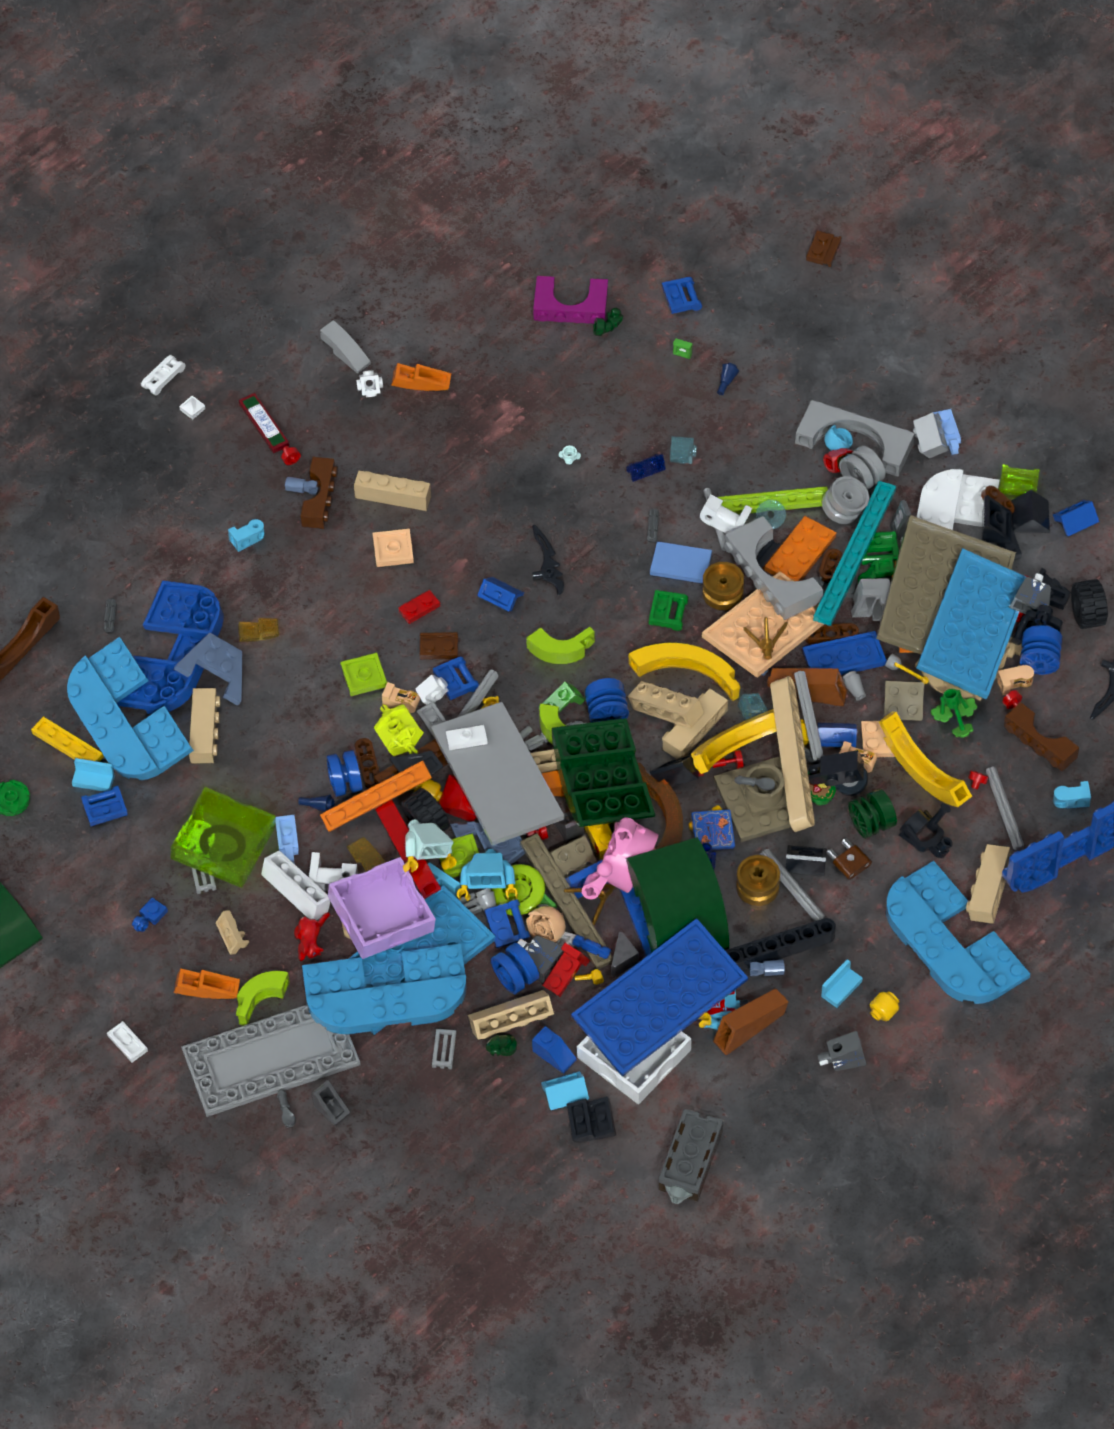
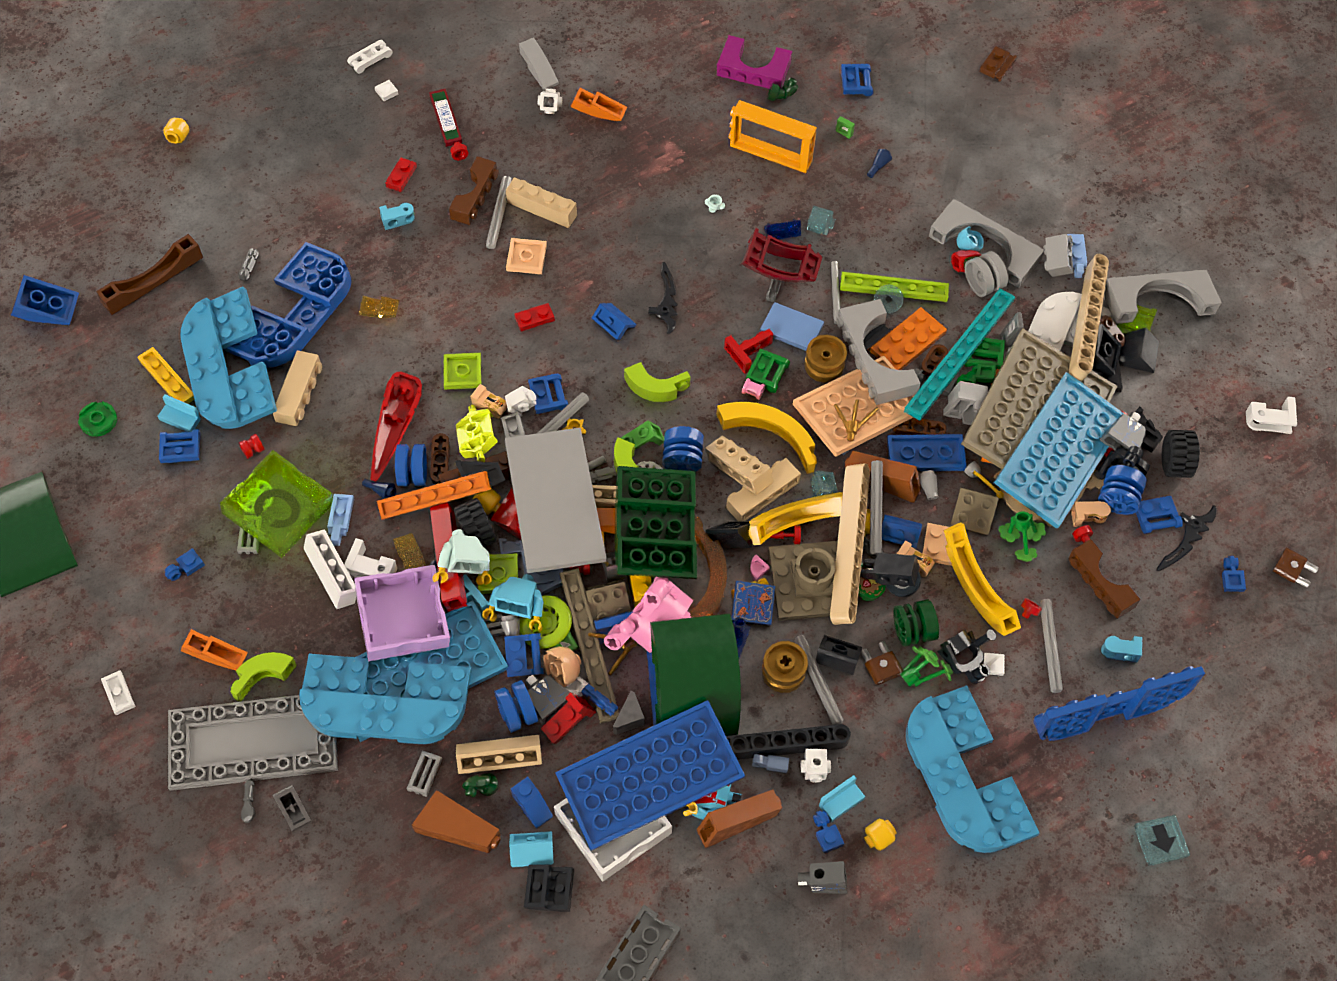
camera: 10 degrees right, 5 degrees up
(177, 790) = (251, 446): none -> red wheel
(220, 660) = (330, 326): sand blue wing -> none
(230, 933) = (254, 608): tan plate -> none
(236, 492) = (401, 174): none -> red plate
(301, 485) = (459, 180): sand blue bar -> none
(308, 932) = (328, 618): red animal -> none
(312, 732) = (397, 410): none -> red piece
(350, 509) = (498, 213): none -> light grey axle
(438, 645) = (541, 358): reddish brown plate -> none
(466, 737) = (534, 456): white plate -> none
(489, 1084) = (455, 824): none -> dark orange slope
(595, 975) = (597, 730): yellow hand -> none
(615, 359) = (777, 122): none -> light orange door
(629, 487) = (761, 244): none -> dark red wedge
(638, 598) = (741, 352): none -> red bracket
(658, 630) = (753, 388): none -> bright pink bush
(708, 798) = (758, 568): none -> bright pink tile
(723, 518) = (841, 292): white piece -> none
(763, 783) = (814, 569): dark grey piece -> none
(809, 959) = (815, 765): none -> white brick
(837, 1020) = (829, 836): none -> blue plate
(845, 500) = (963, 300): light grey wheel -> none
(879, 861) = (911, 673): none -> green plant
(956, 835) = (995, 663): none -> white tile
(973, 490) = (1089, 317): none -> tan beam
(989, 884) = (1018, 725): tan brick -> none
(1067, 438) = (1190, 285): none -> light grey arch
(1077, 517) = (1184, 363): blue panel -> none
(1079, 662) = (1157, 509): none -> blue plate

